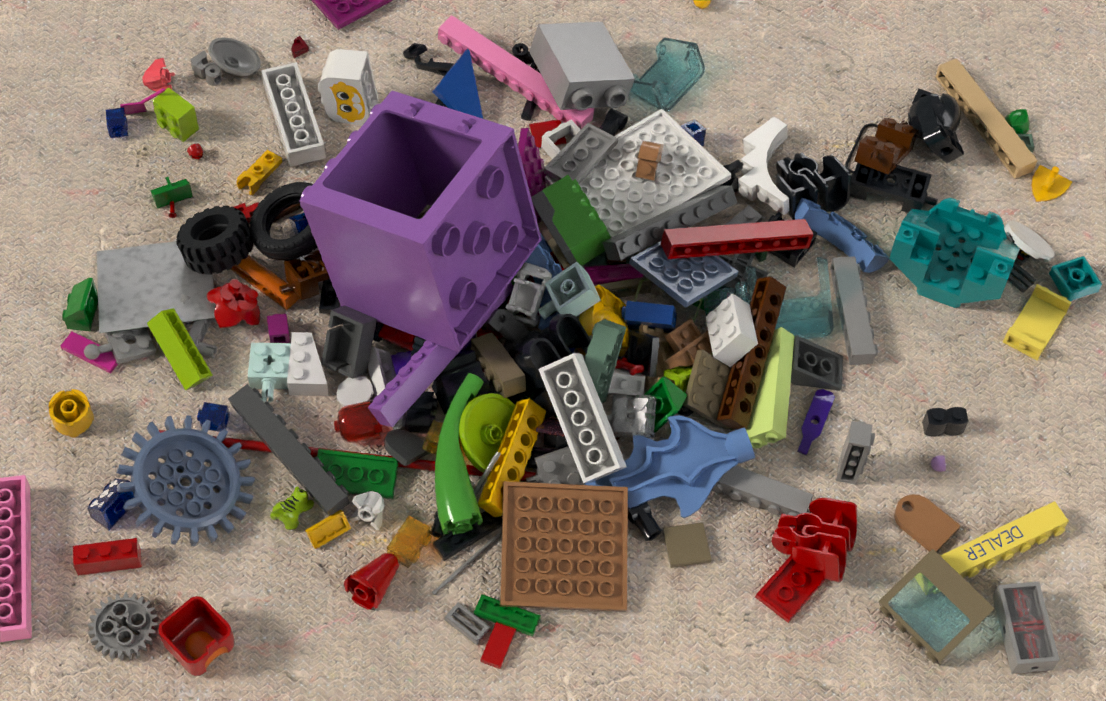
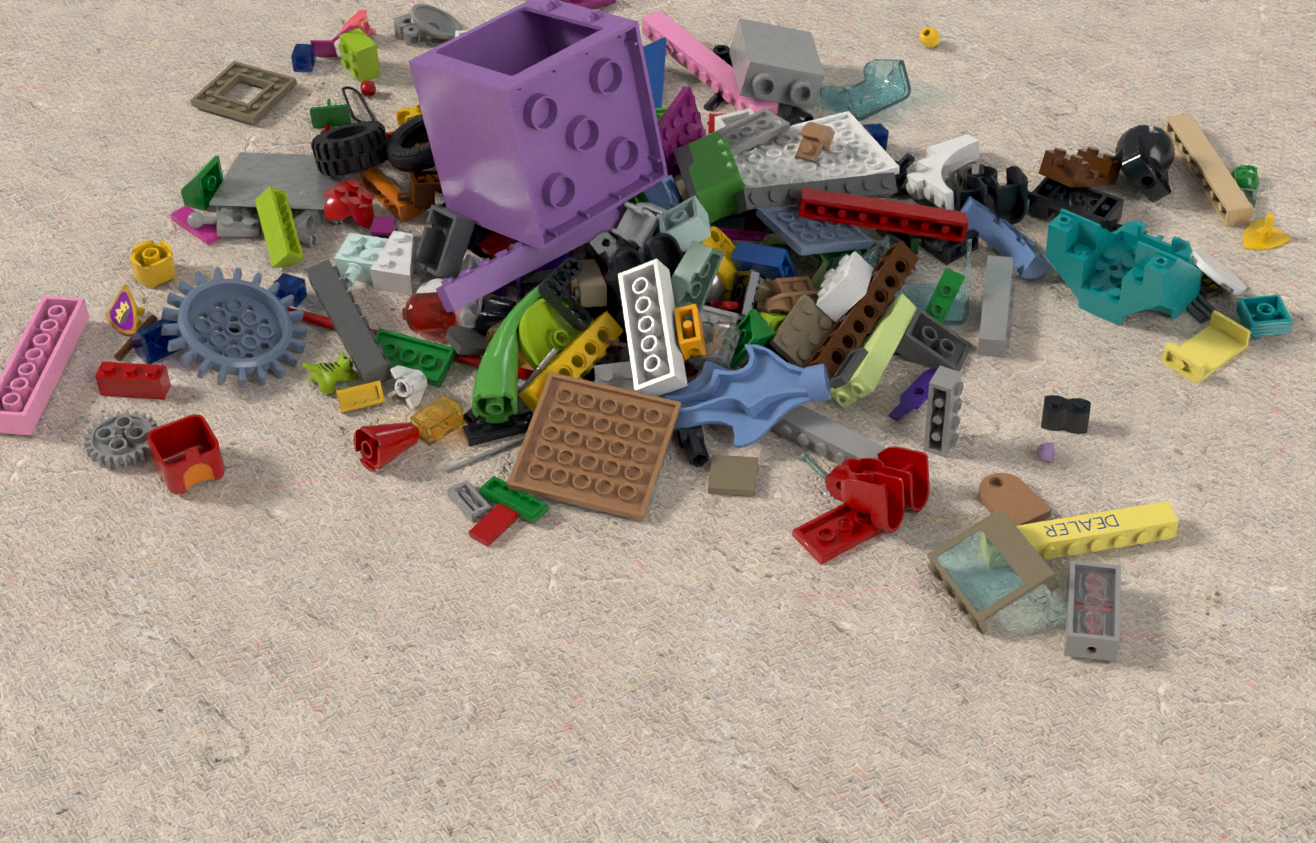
camera: 20 degrees right, 15 degrees down
(66, 479) = (124, 313): none -> shield
(85, 501) = (125, 349): none -> reddish brown bar
(90, 201) = (213, 100): none -> dark tan plate
(201, 194) = (362, 100): none -> black piece
(480, 391) = (558, 288): none -> black beam
(616, 413) = (690, 333): none -> light orange brick
(758, 416) = (848, 367): none -> dark grey tile
(767, 530) = (805, 457): none -> sand green hinge
(811, 315) = (944, 294): none -> green plate

